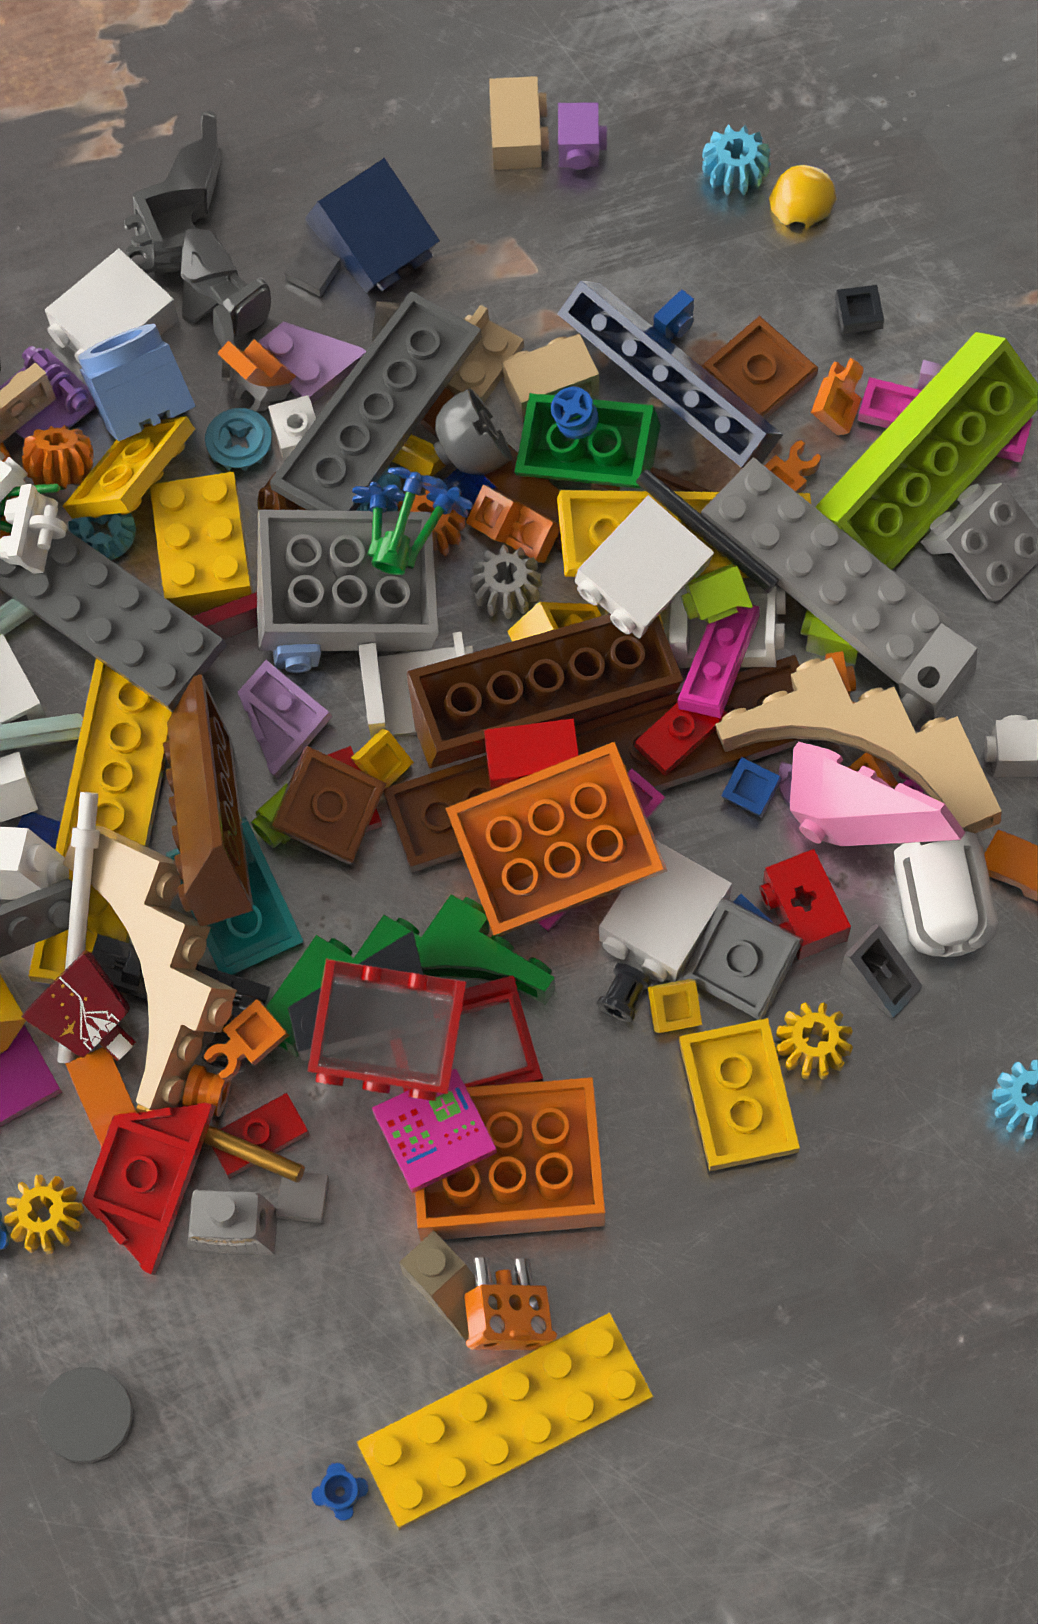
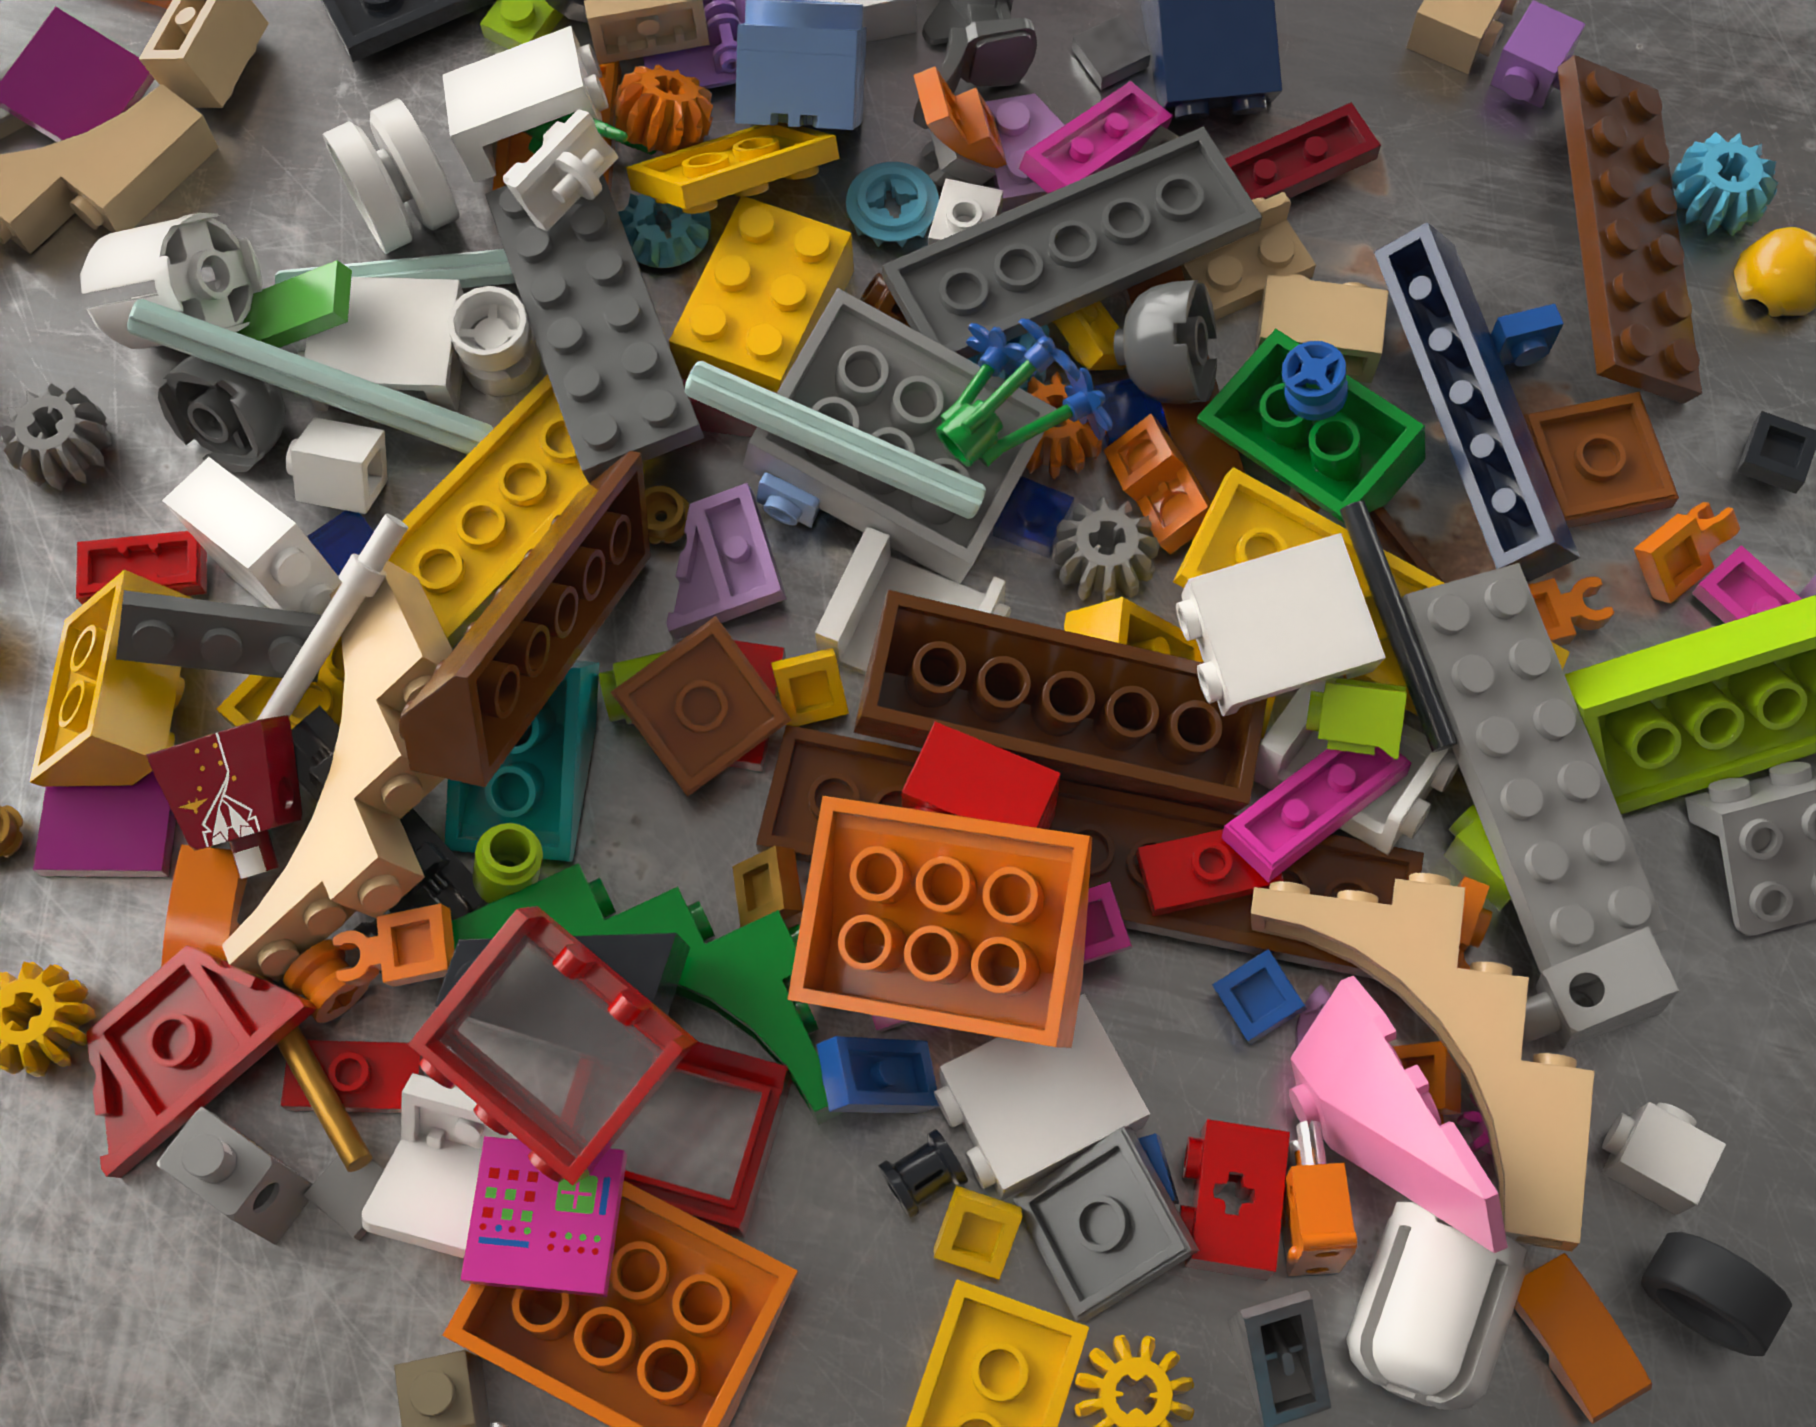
camera: 30 degrees right, 0 degrees up
(48, 659) = (494, 341): none -> white wheel
(231, 701) = (667, 501): none -> pearl gold plate
(272, 959) = (506, 861): none -> lime brick
(315, 601) = (834, 439): none -> light aqua axle
(344, 332) = (1095, 139): none -> dark pink plate
(350, 1145) = (433, 1172): none -> white bracket
(432, 887) = (767, 885): none -> pearl gold plate
(452, 585) = (1033, 516): none -> clear blue plate
(476, 273) = (1306, 155): none -> dark red plate
(566, 951) = (877, 1075): none -> blue plate
(697, 219) = (1628, 232): none -> reddish brown plate
(854, 880) = (1316, 1208): none -> orange piece

